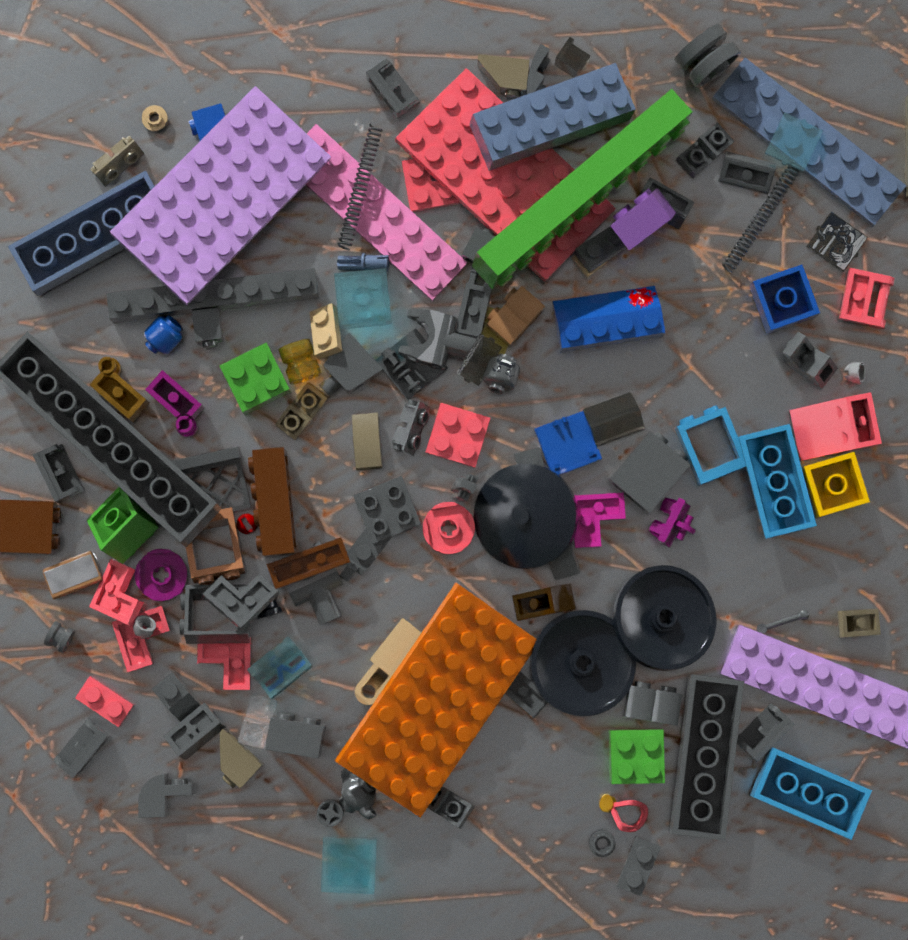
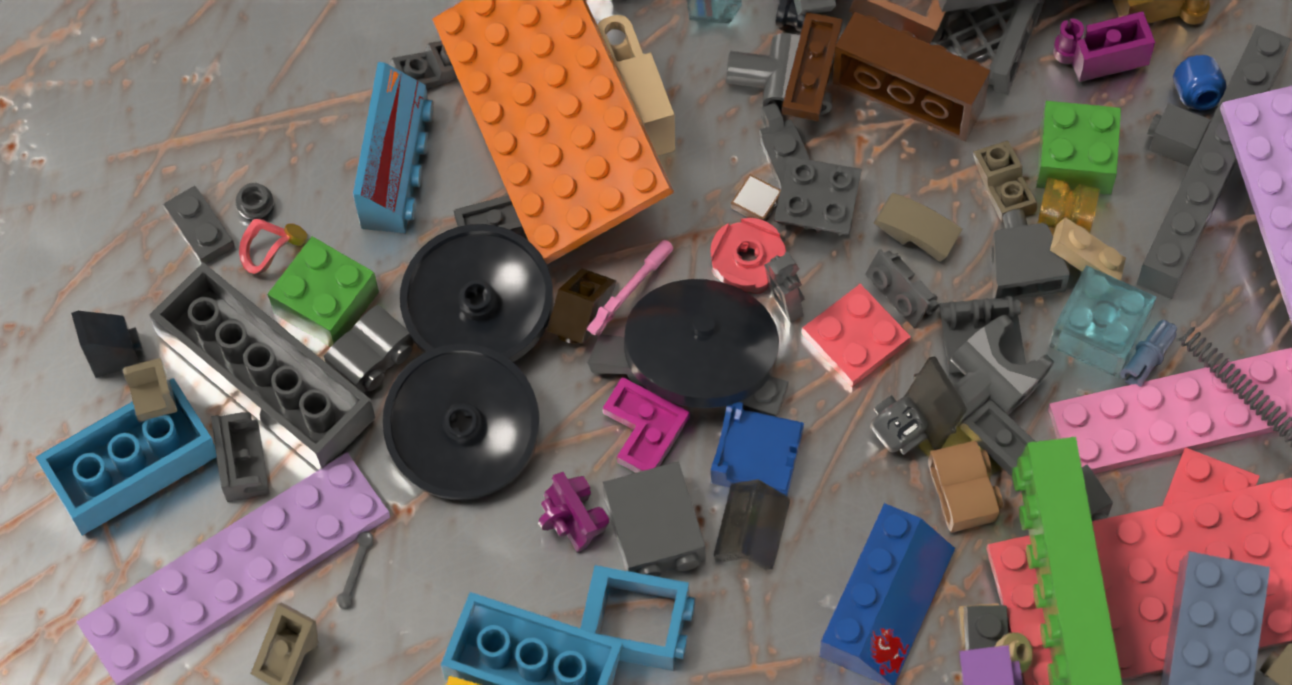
camera: 130 degrees right, 20 degrees down
(407, 547) = (756, 198): none -> white tile
(489, 580) = (652, 262): none -> bright pink piece
(522, 779) = (392, 151): none -> dark azure slope
(600, 228) = (1019, 649): none -> tan plate
(751, 857) = (106, 341): none -> black slope
(774, 798) = (150, 389): none -> dark tan panel

